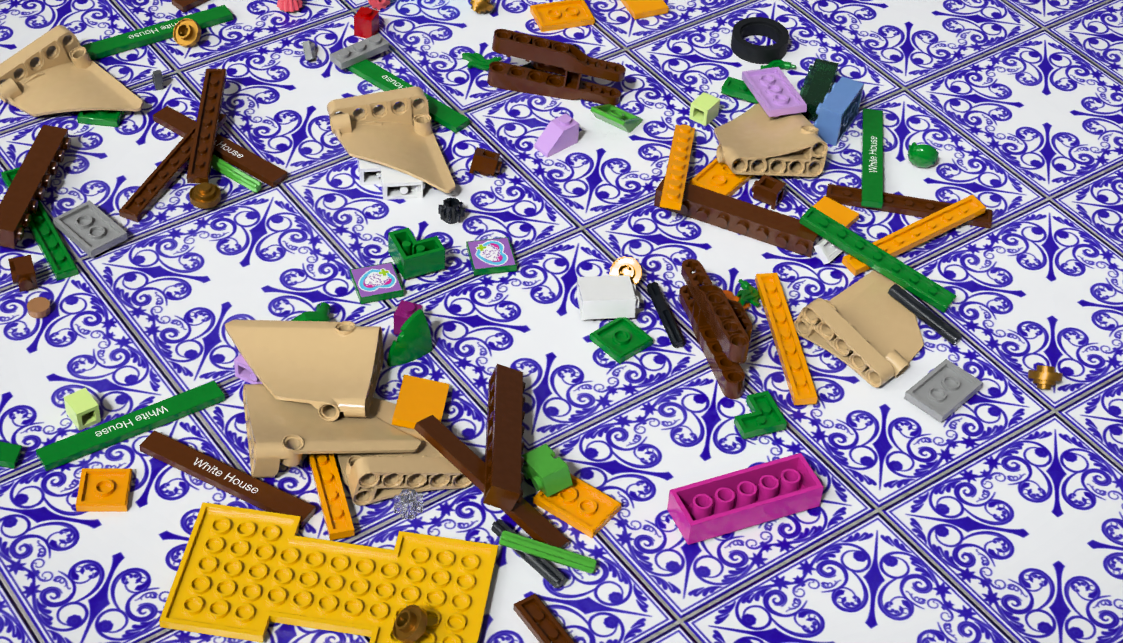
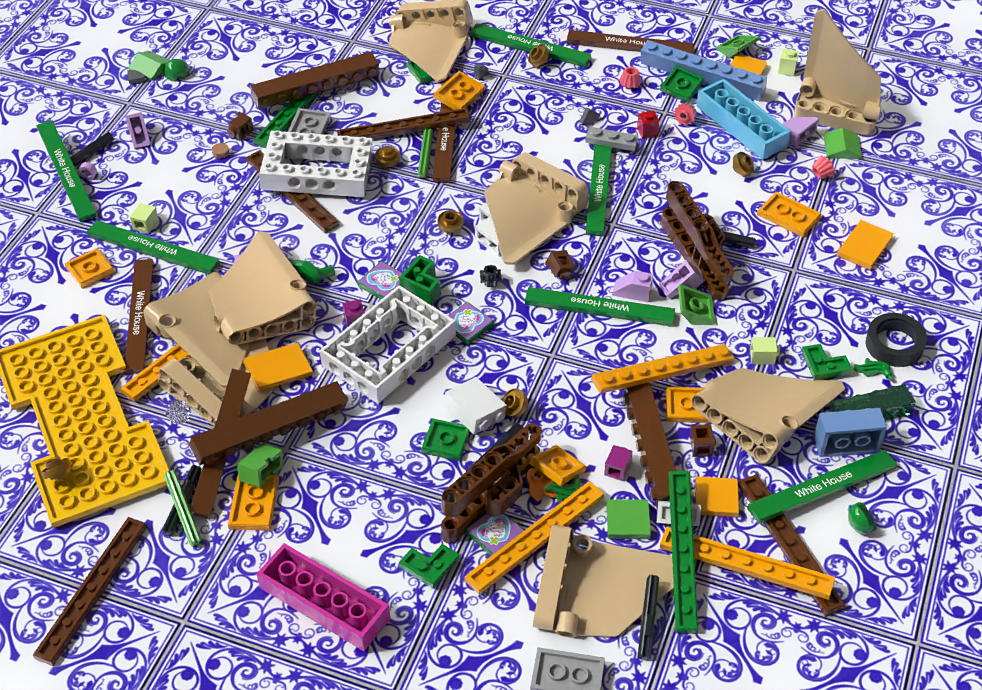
camera: 60 degrees right, 5 degrees up
(112, 251) = (279, 176): none -> white brick
(168, 285) = (301, 201): none -> reddish brown tile
(172, 104) = (459, 91): none -> light orange tile
(206, 126) = (447, 116): reddish brown tile -> none
(350, 199) = (450, 221): none -> pearl gold plate
(412, 341) = (329, 325): green brick -> none
(487, 271) = (342, 352): none -> white brick
(554, 170) = (600, 306): none -> green tile
(581, 104) = (684, 274): none -> lavender arch
(729, 282) = (558, 465): none -> light orange tile
(750, 248) = (618, 462): none -> magenta brick
(763, 361) = (493, 532): none -> tile
(774, 92) = (821, 378): lavender plate -> none
(810, 277) = (628, 519): none -> bright green tile

